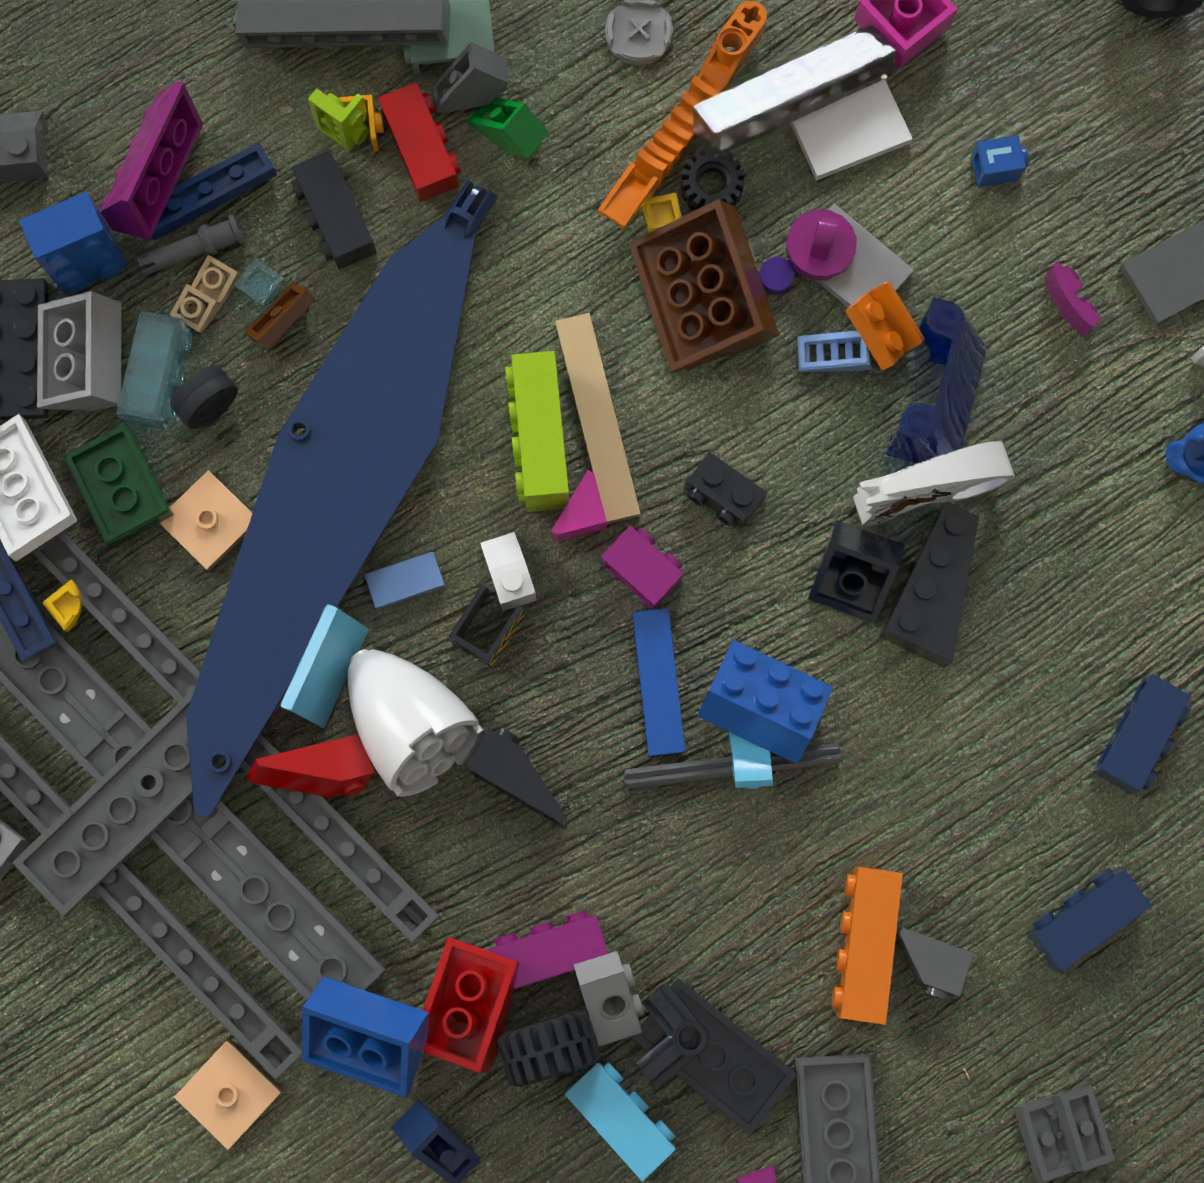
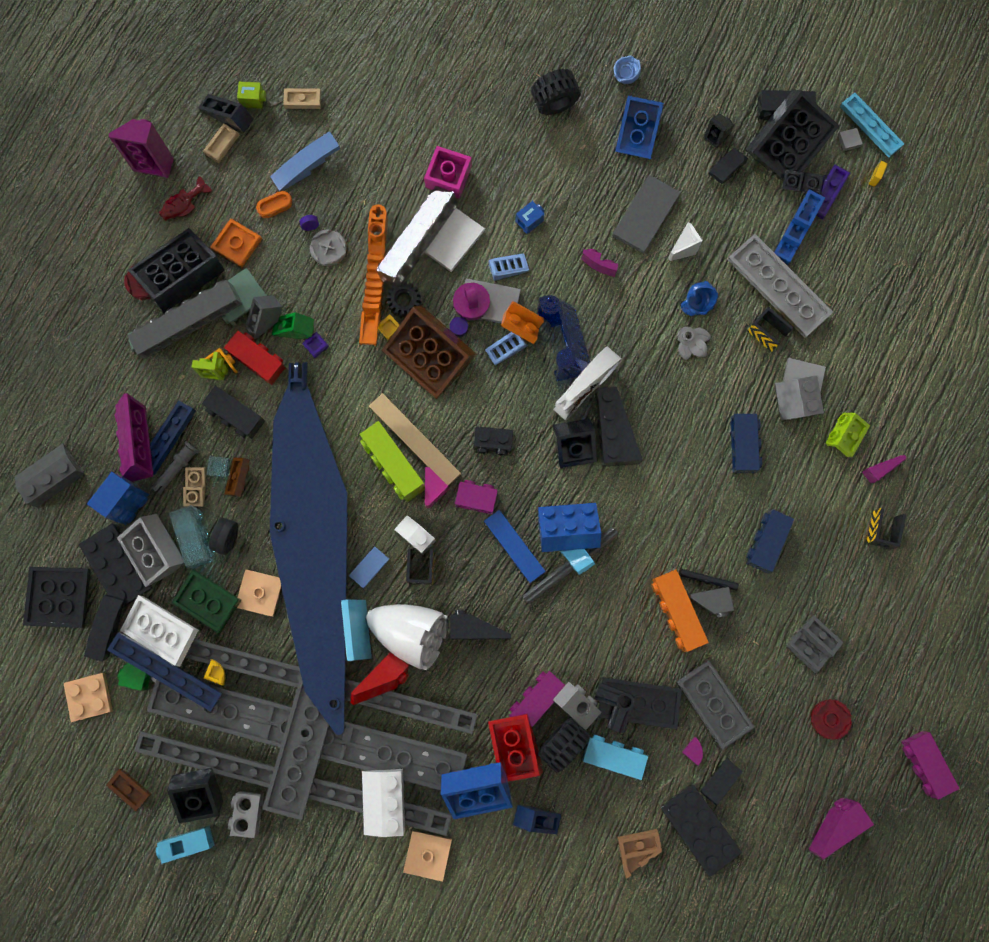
camera: 30 degrees left, 0 degrees up
(207, 967) = (383, 803): none -> white slope
(527, 176) = (315, 345): none -> dark purple tile
(910, 207) = (506, 260): none -> light blue slope
(948, 923) = (709, 579): none -> black bar
(1154, 523) = (695, 344): none -> light grey plate

